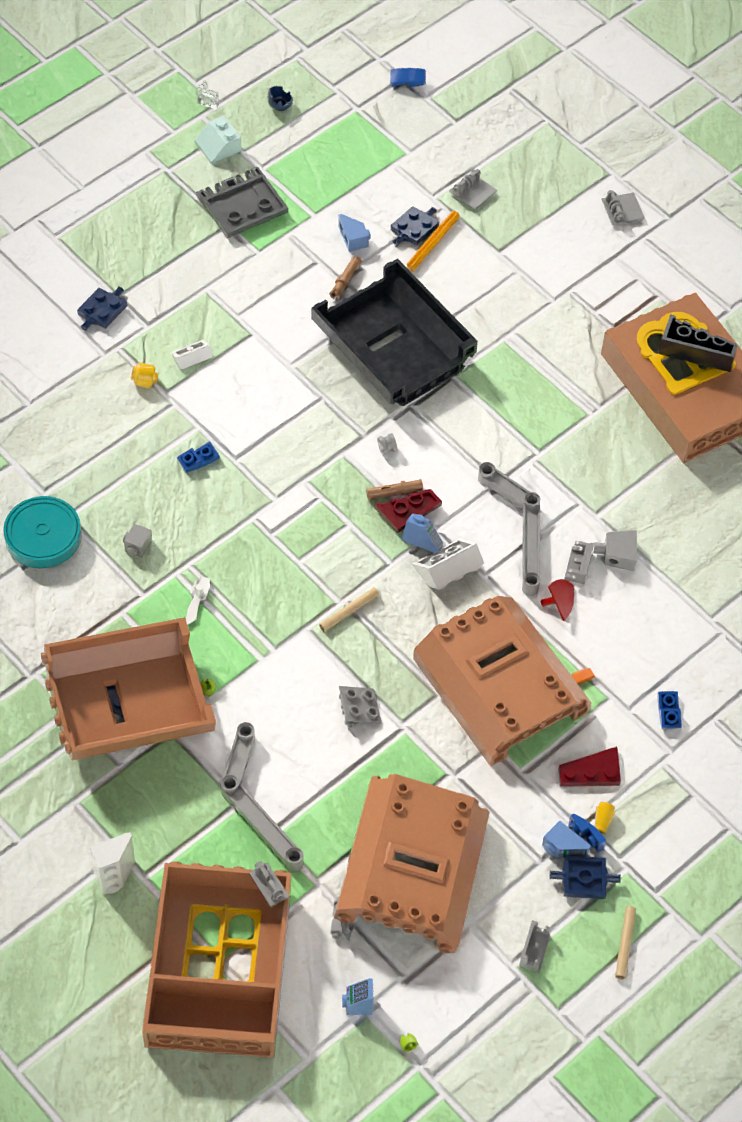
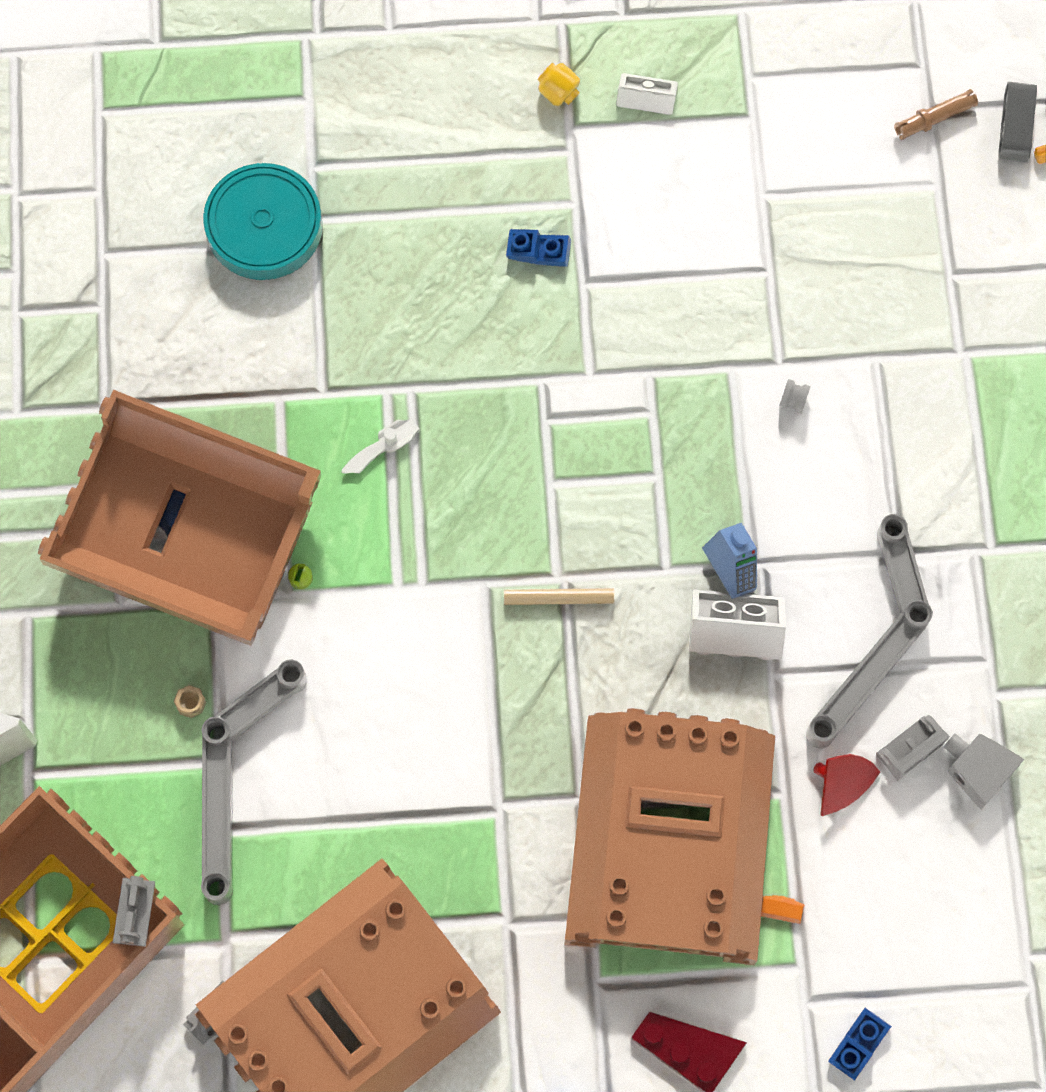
camera: 40 degrees right, 15 degrees up
(137, 540) = (368, 314): light grey brick -> none
(201, 782) = (190, 701): none -> tan tile
(353, 233) = (1000, 55): medium blue slope -> none
(359, 705) = (463, 740): light grey hinge -> none
(384, 251) = (1017, 121): none -> dark grey beam
(394, 489) = (753, 468): medium nougat pin -> none
(399, 510) = (757, 510): dark red wing -> none
(418, 360) = (927, 297): black panel -> none

